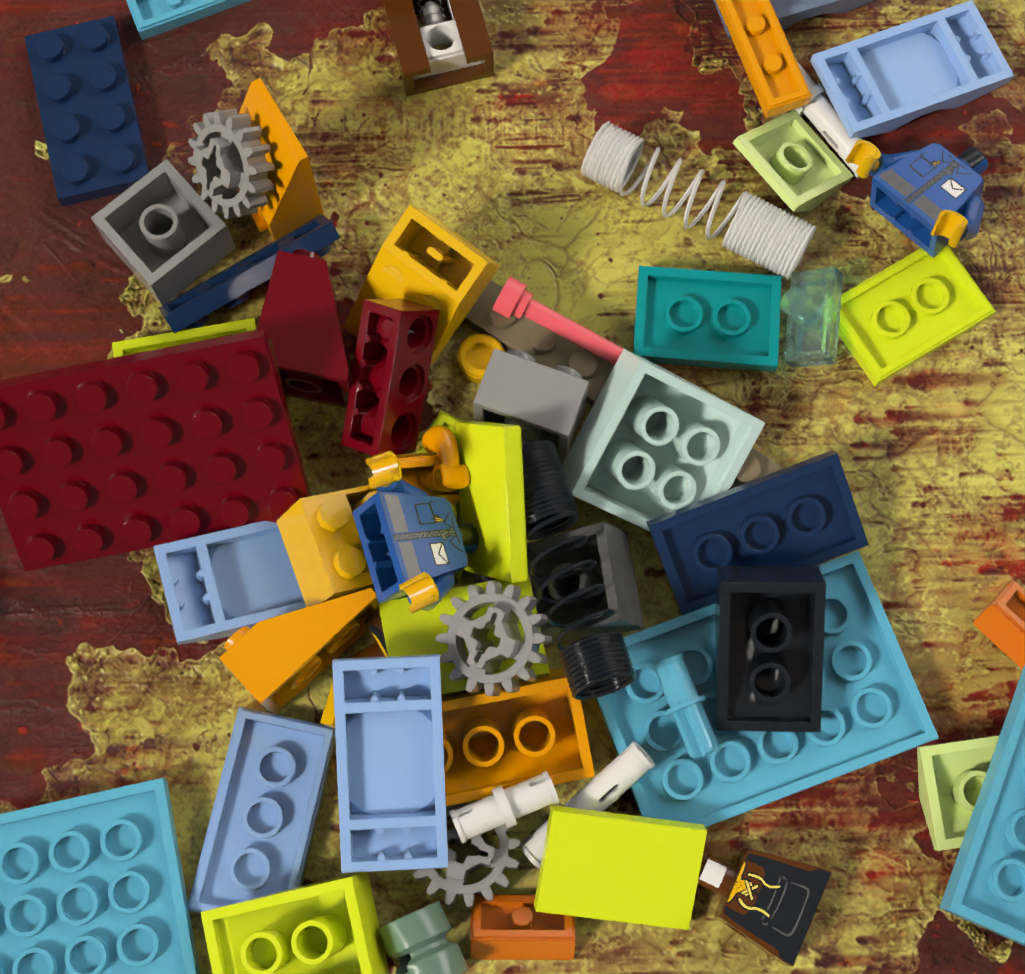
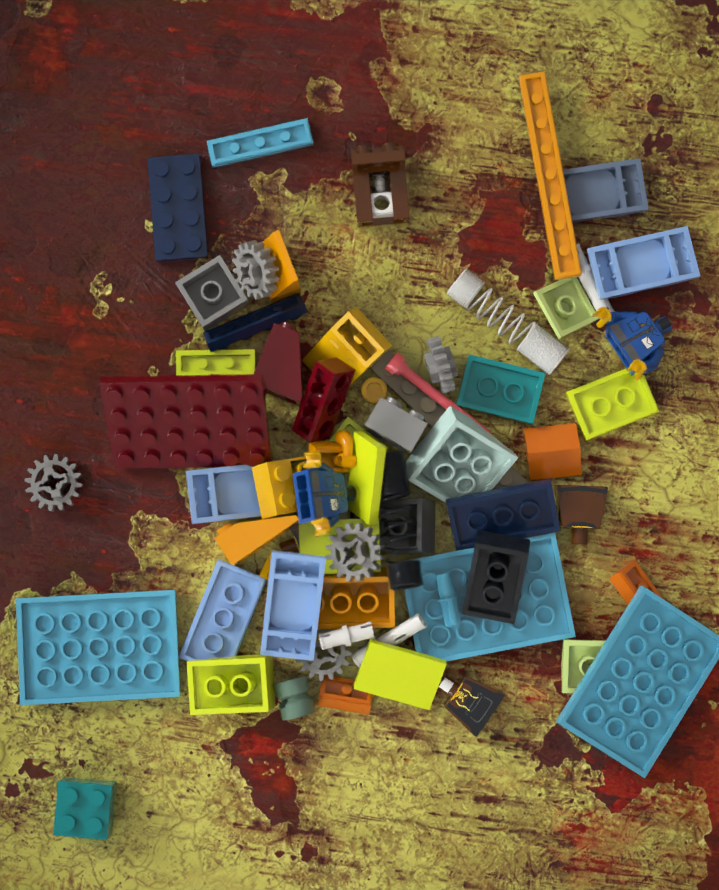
camera: 10 degrees right, 10 degrees up
(593, 285) = (440, 364): none -> light grey gear
(813, 317) = (558, 398): clear light blue tile -> none
(823, 411) = (553, 451): none -> orange slope
(898, 501) = (580, 509): none -> reddish brown torso

